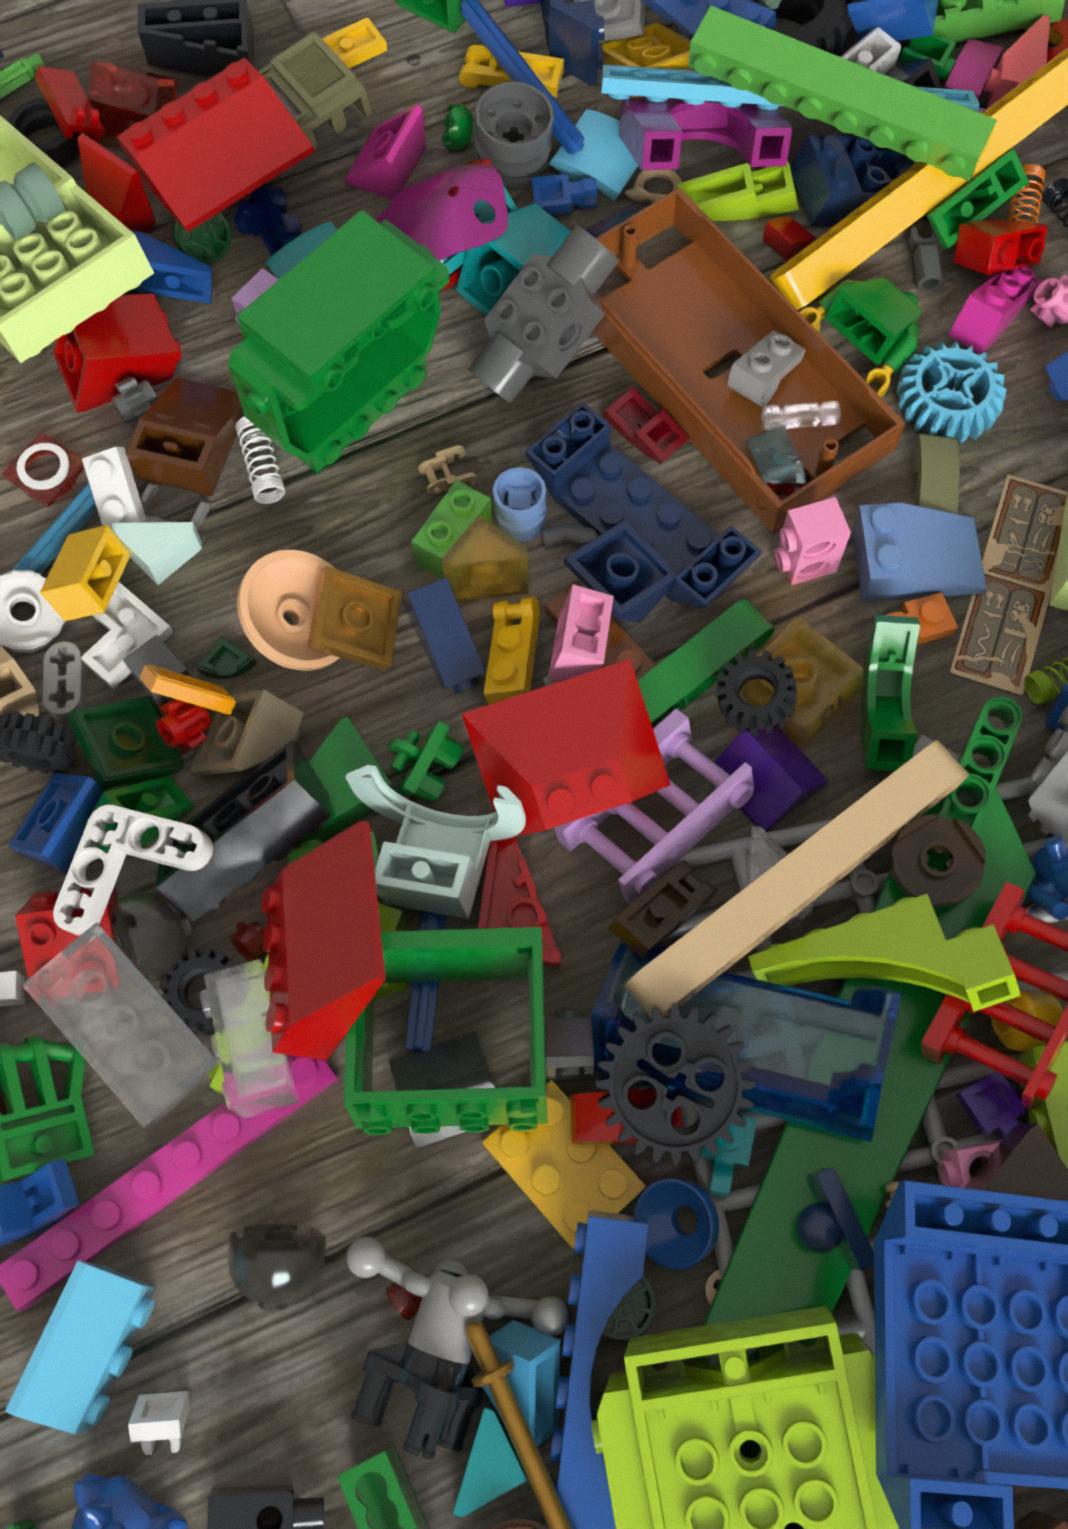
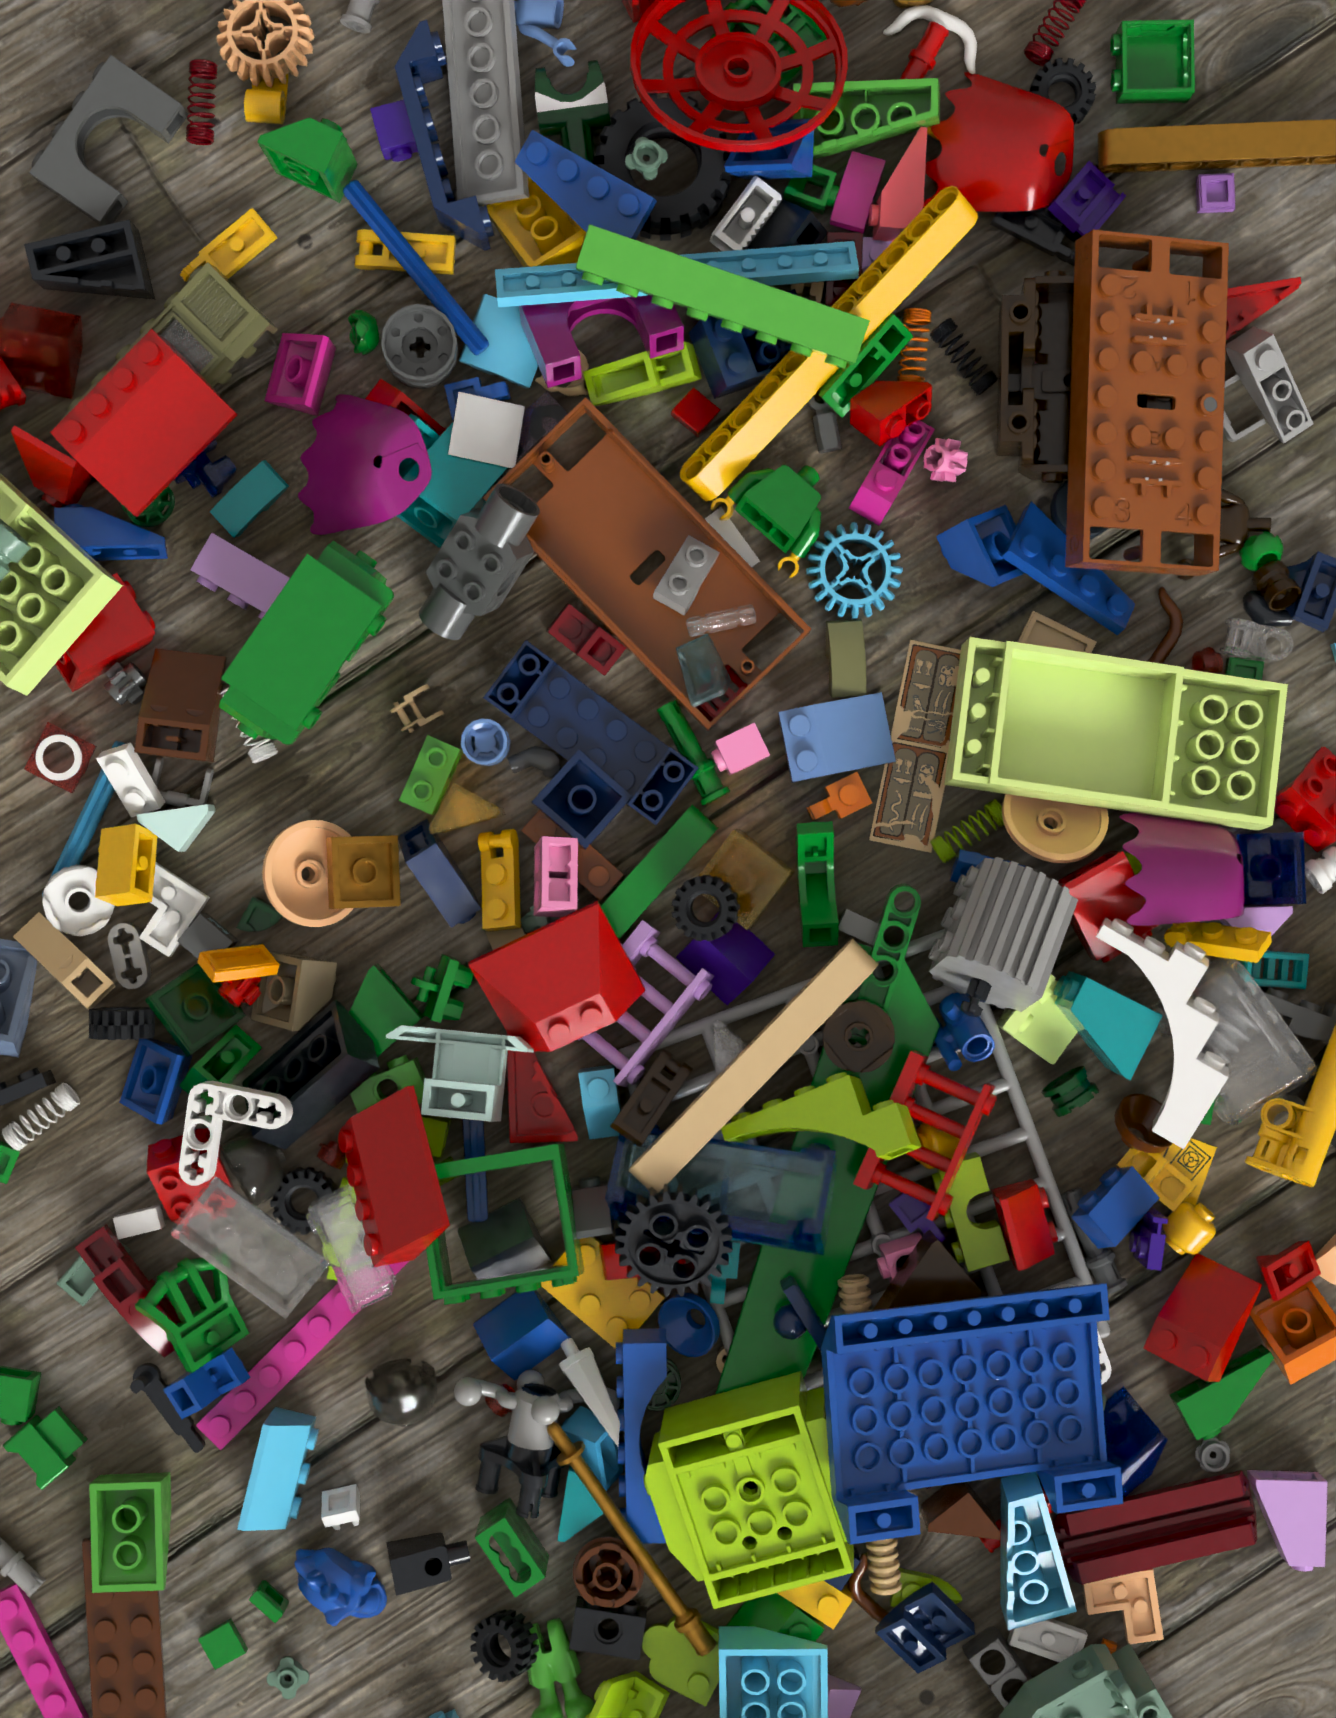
camera: 10 degrees left, 20 degrees up
(450, 1208) = (520, 1333): none -> blue slope
(529, 1278) = (586, 1378): none -> white bar
(562, 208) = (486, 430): none -> white sticker
(594, 910) = (599, 1100): none -> medium azure slope
(763, 571) = (705, 778): none -> green pin

